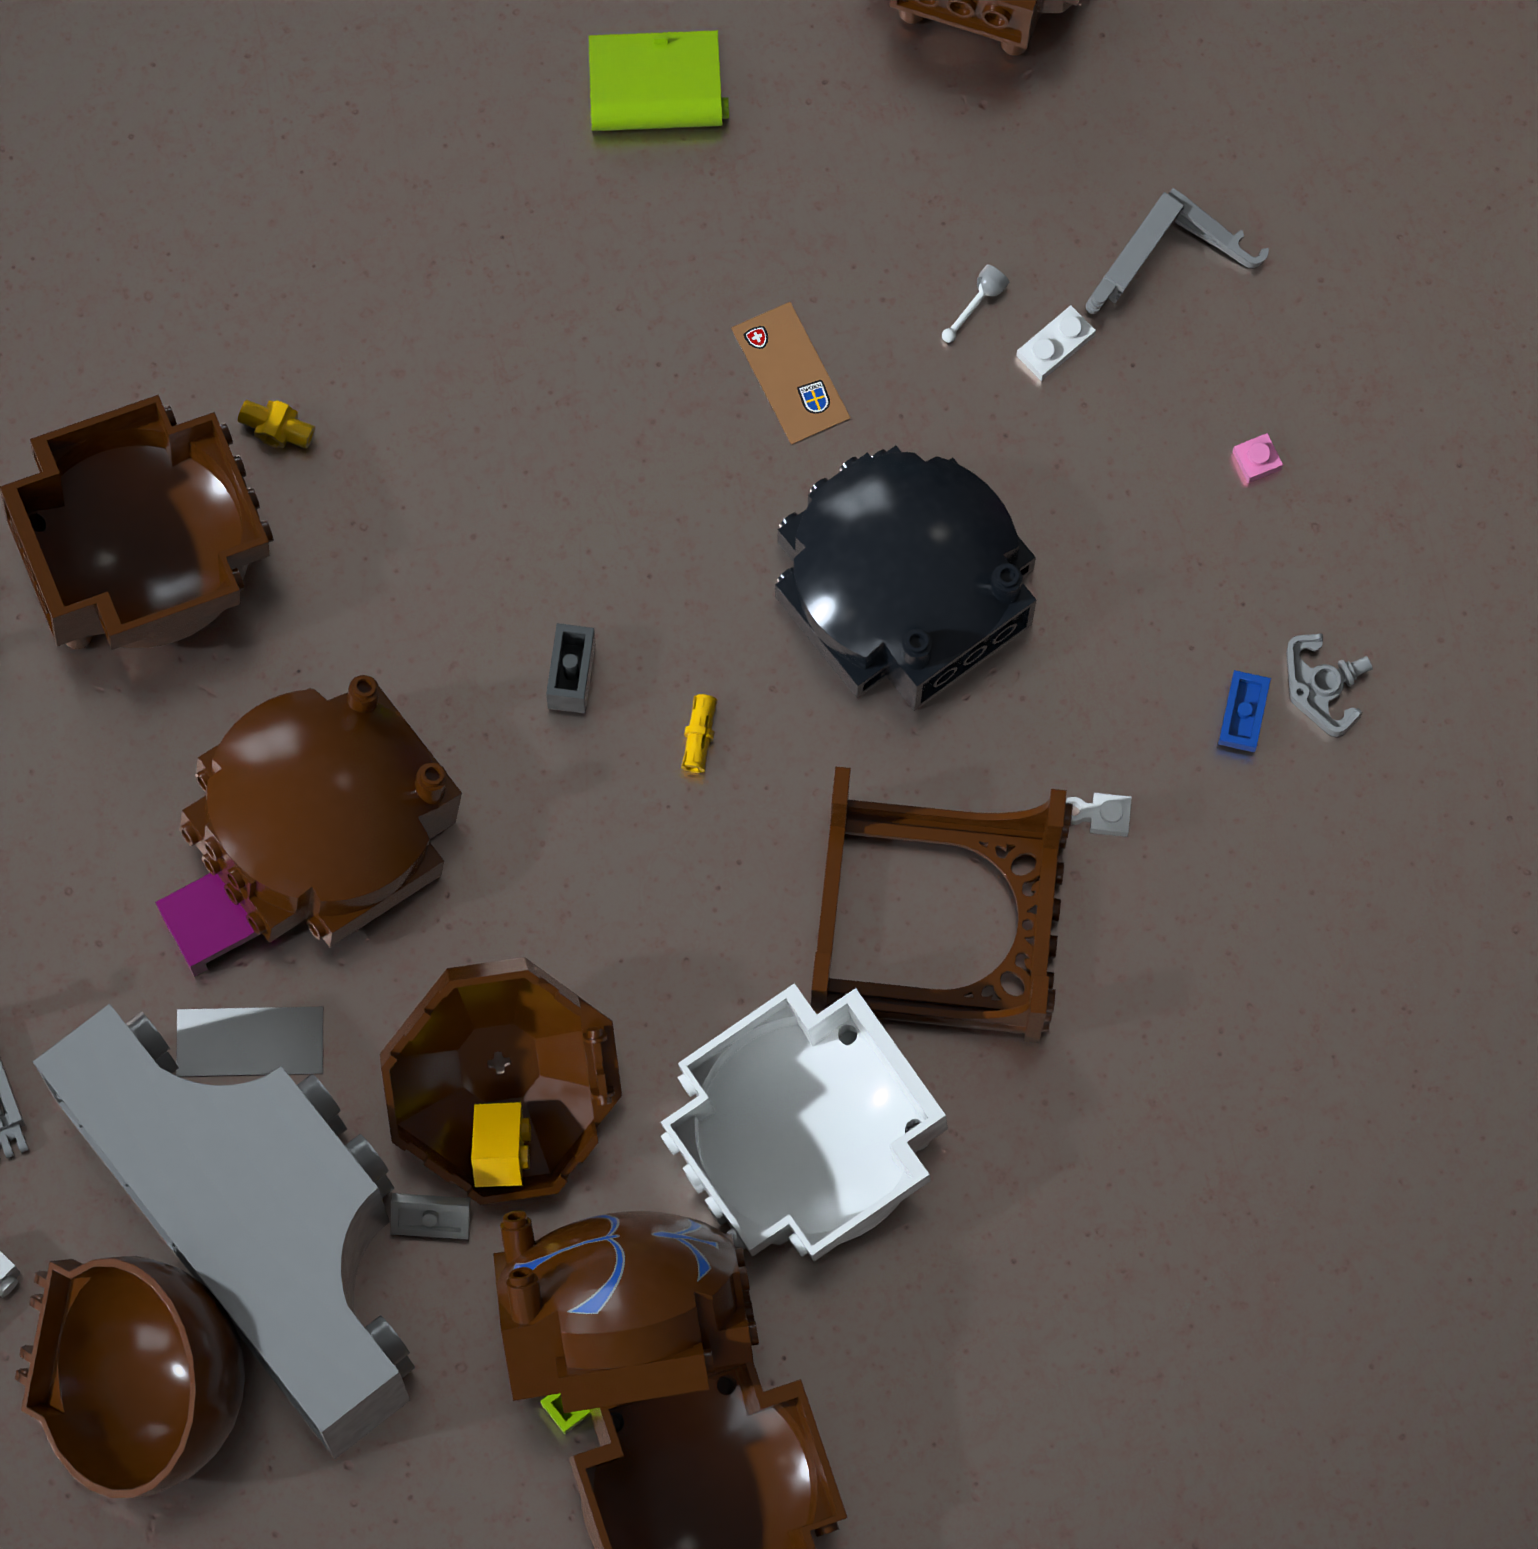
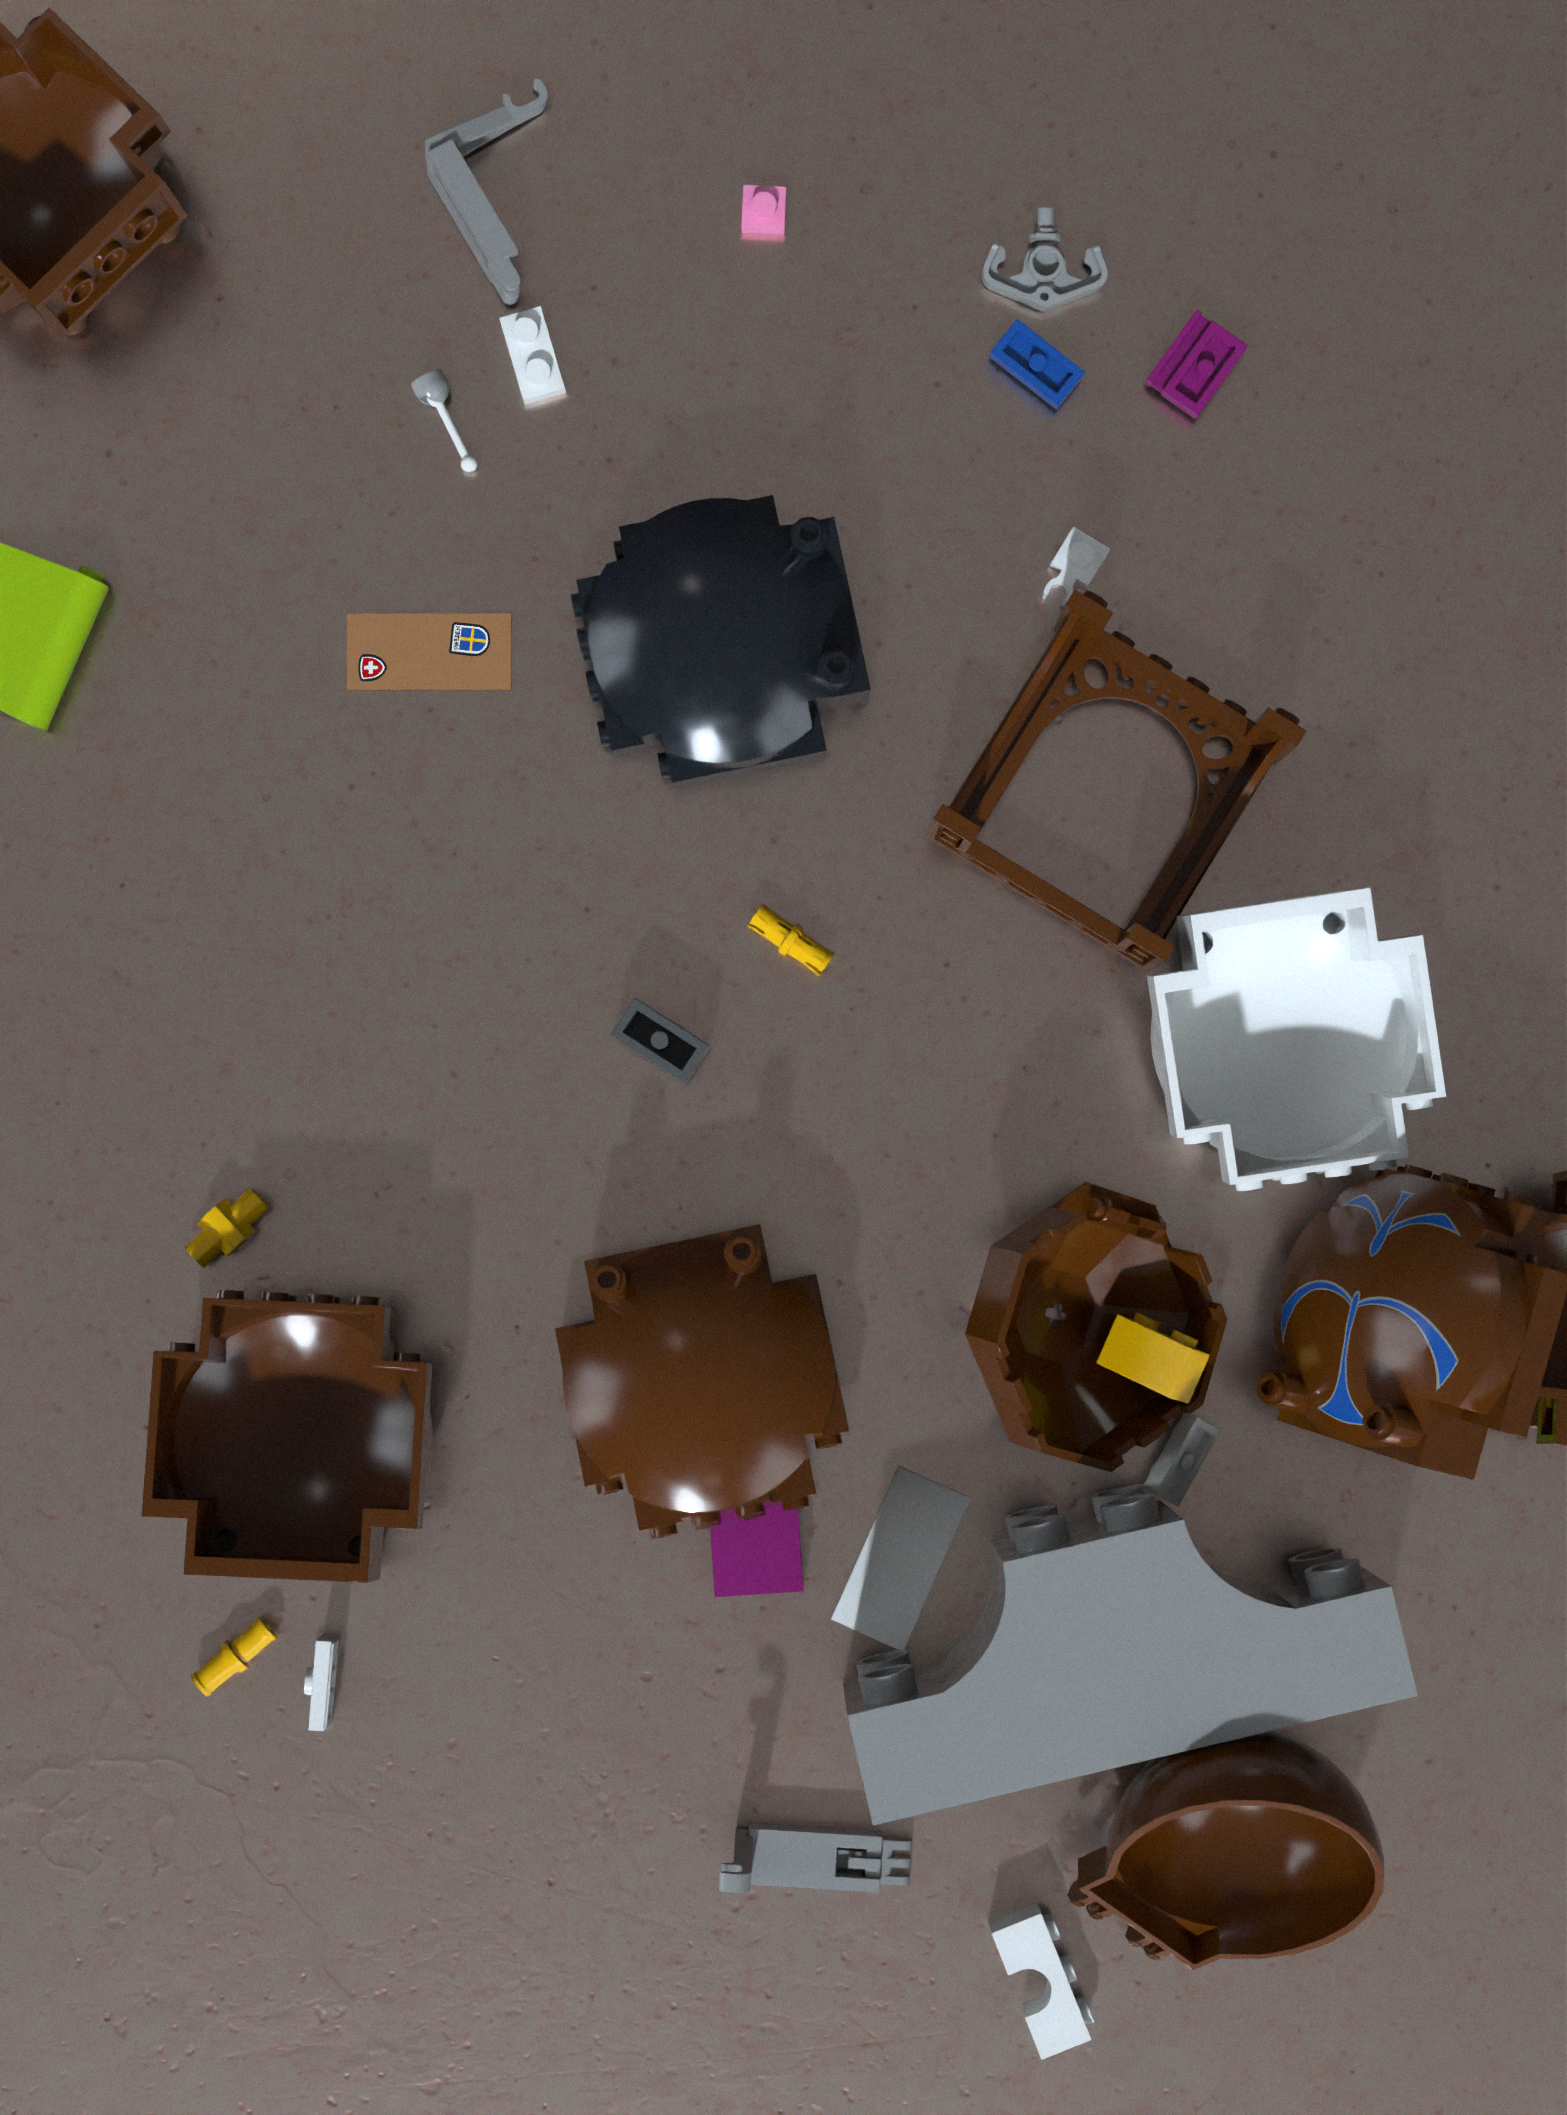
camera: 65 degrees left, 15 degrees up
(1308, 831) = (1196, 364): none -> magenta plate

